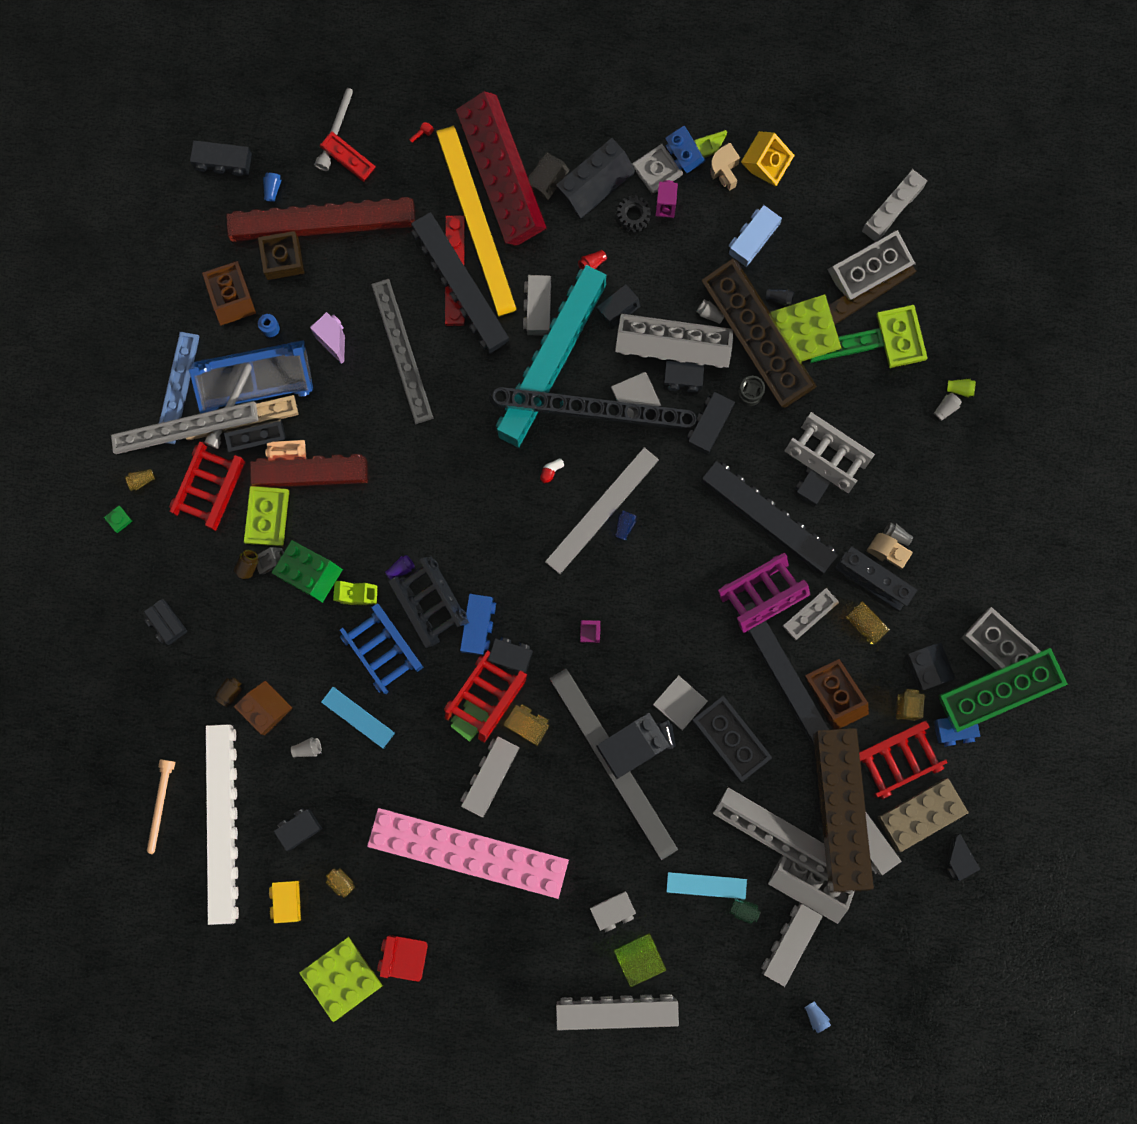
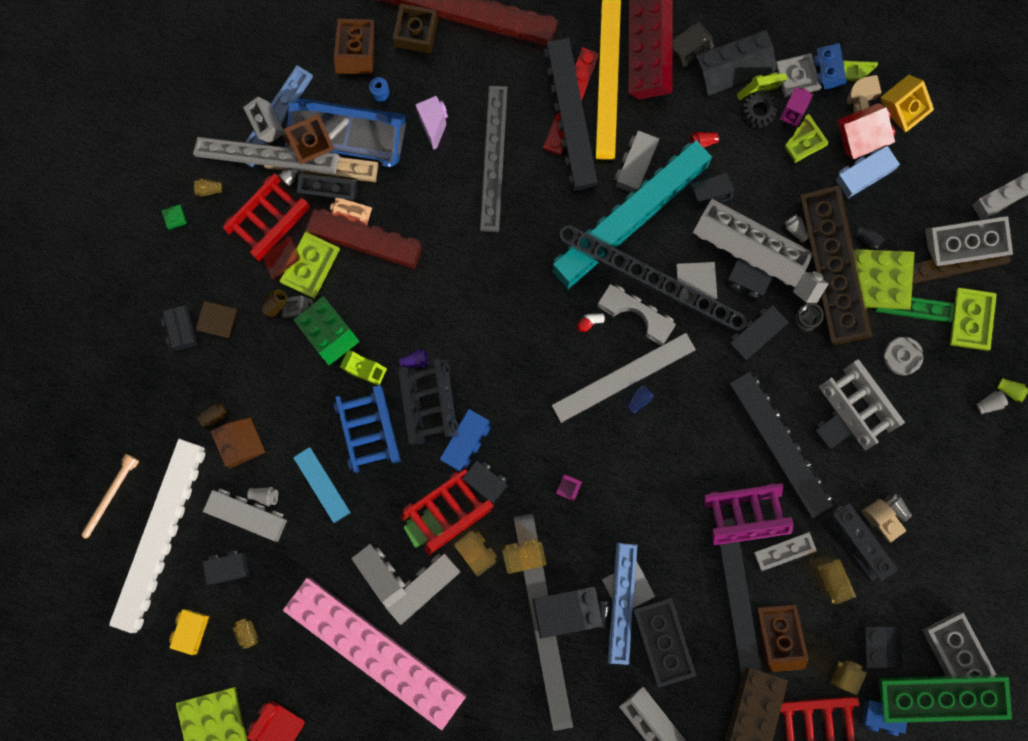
camera: 25 degrees right, 0 degrees up
(170, 395) = (263, 119): none -> light grey brick
(197, 601) = (216, 319): none -> dark brown piece
(220, 398) = (308, 139): none -> reddish brown slope
(237, 519) = (281, 257): none -> clear red piece
(296, 773) = (245, 515): none -> light grey brick
(445, 779) = (380, 575): none -> light grey brick
(569, 441) = (616, 301): none -> light grey arch
(573, 710) = (524, 557): none -> clear yellow brick
(627, 189) = (762, 83): none -> lime wing
(680, 718) = (622, 604): none -> medium blue tile
(687, 227) = (805, 140): none -> lime wing
(739, 198) = (866, 130): none -> brick
(742, 362) = (810, 287): none -> light grey brick
(851, 394) = (903, 356): none -> light grey tile

